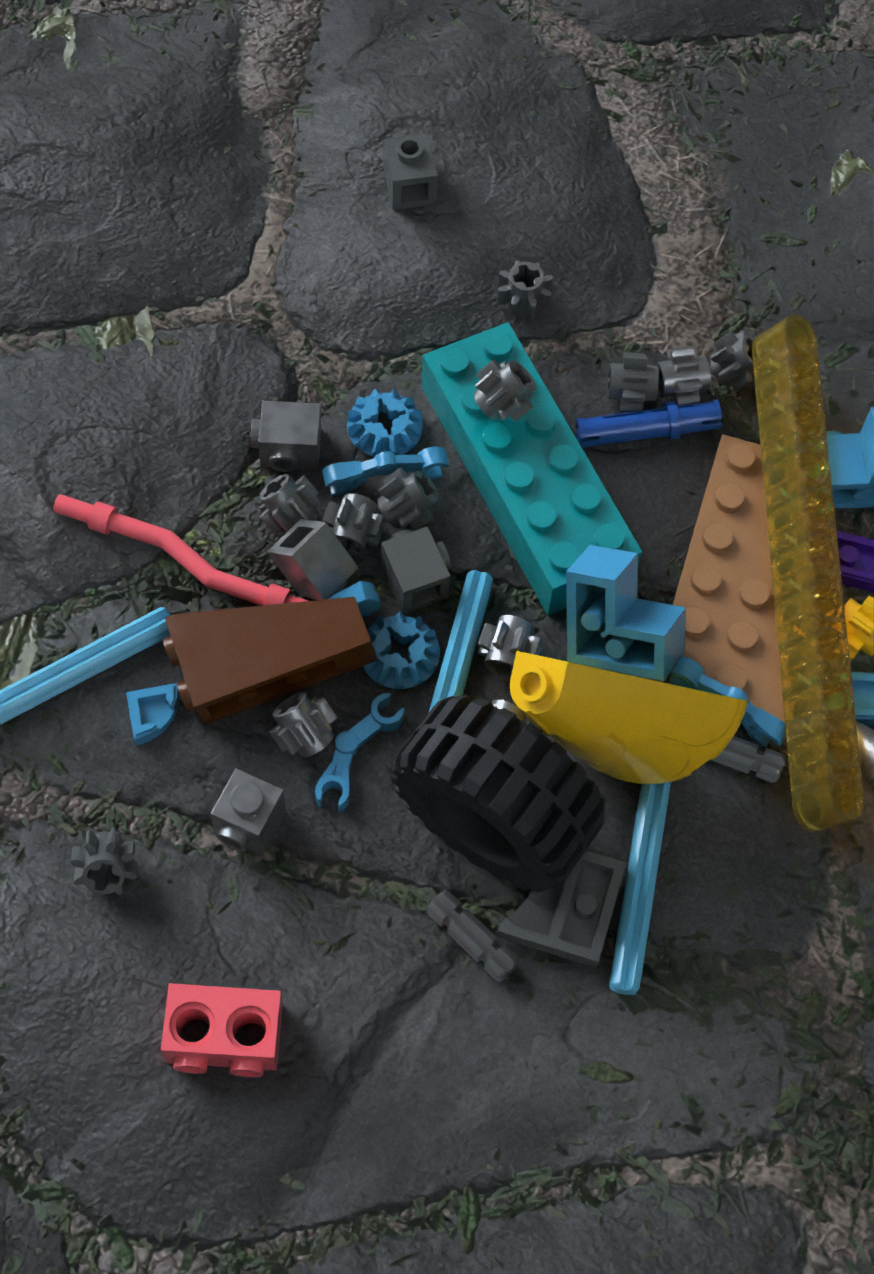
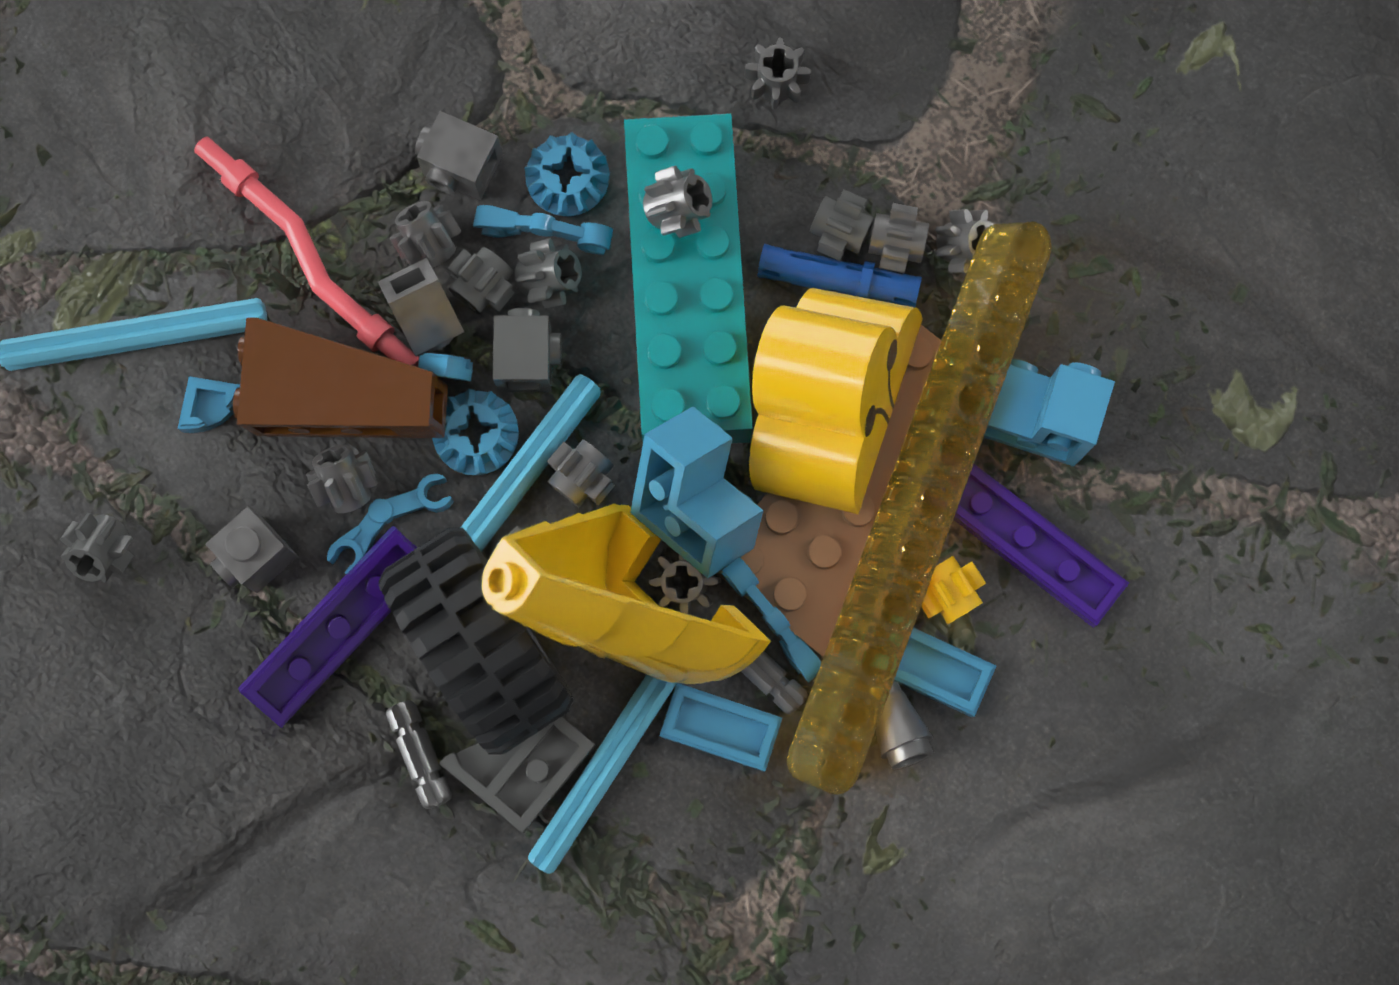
camera: 25 degrees right, 15 degrees up
(226, 1012) = (147, 745): coral brick -> none
(347, 858) = (325, 634): none -> dark purple tile
(693, 511) = (827, 395): none -> yellow brick
(723, 813) = (721, 727): none -> dark azure tile

